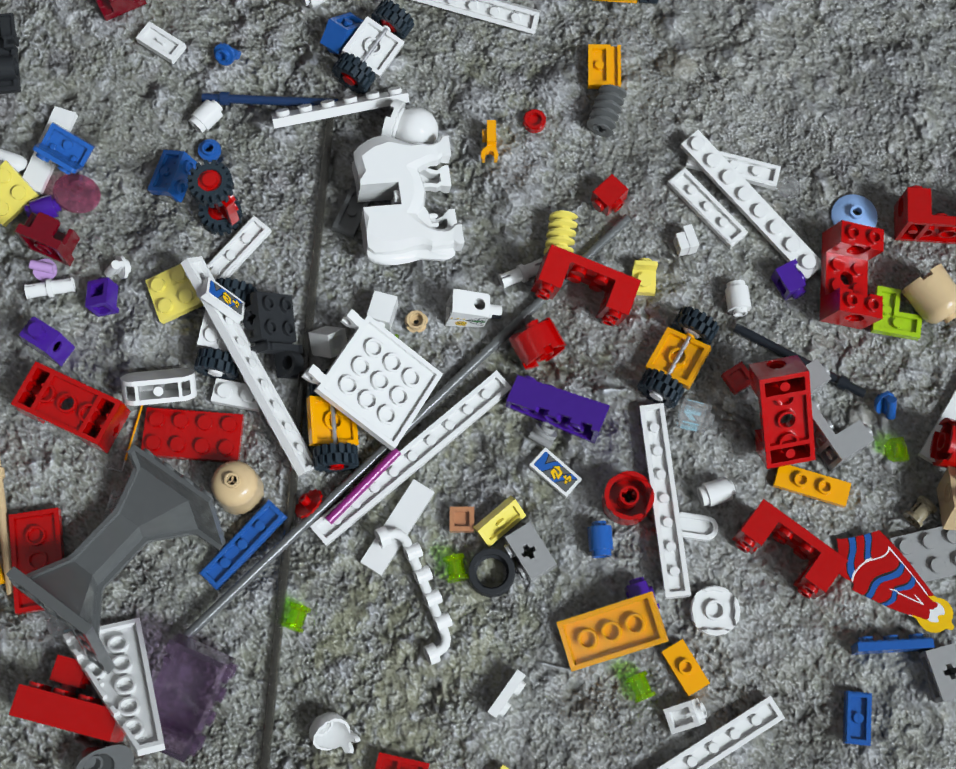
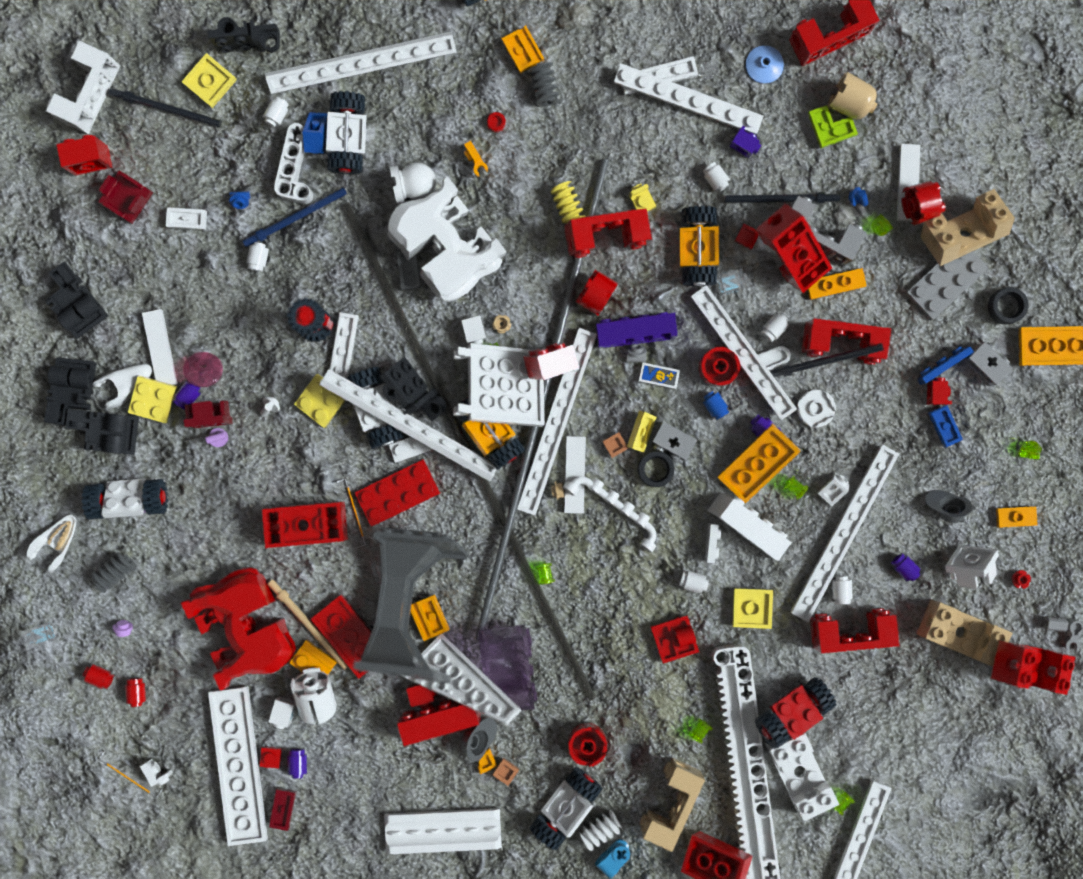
camera: 35 degrees left, 15 degrees up
(43, 338) = (256, 488): dark purple torso -> none
(50, 288) = (231, 448): white pin -> none
(64, 149) = (173, 344): blue bracket -> none
(102, 296) = (272, 433): dark purple brick -> none
(137, 591) = (429, 617): none -> light orange plate
(158, 386) = (355, 475): white brick -> none
(172, 174) = (262, 315): blue bracket -> none
(212, 155) = (282, 281): blue plate -> none
(222, 299) = (364, 392): tile -> none
(243, 545) = (480, 546): blue tile -> none
(244, 494) = (462, 511): tan cylinder -> none
(289, 64) = (295, 162): none -> white beam
(308, 503) = (506, 494): red piece -> none
(327, 341) = (450, 374): white panel -> none
(329, 108) = (354, 192): white plate -> none
(331, 732) = (613, 631): white piece -> none
(362, 486) = (536, 462): magenta bar -> none
(367, 533) = (557, 490): none -> tan plate
(442, 382) = (550, 361): none -> brick
(455, 568) = (630, 480): clear neon green bush -> none
(460, 728) = (694, 582): none -> white brick
(470, 309) = (530, 298): white torso -> none
(519, 274) = (554, 246): white pin -> none
(563, 701) = (750, 526): none -> white wedge
(609, 195) = (584, 151): red brick -> none
(685, 667) = (817, 457): light orange plate -> none
(686, 241) = (657, 154): white piece -> none
(705, 547) = (788, 369): none -> black bar
(707, 208) = (657, 119): white tile -> none
(847, 252) = (775, 99): red plate -> none
(868, 673) = (938, 392): none -> red brick
(889, 579) = (919, 320): red sticker -> none
(919, 512) = (918, 261): dark tan bush -> none

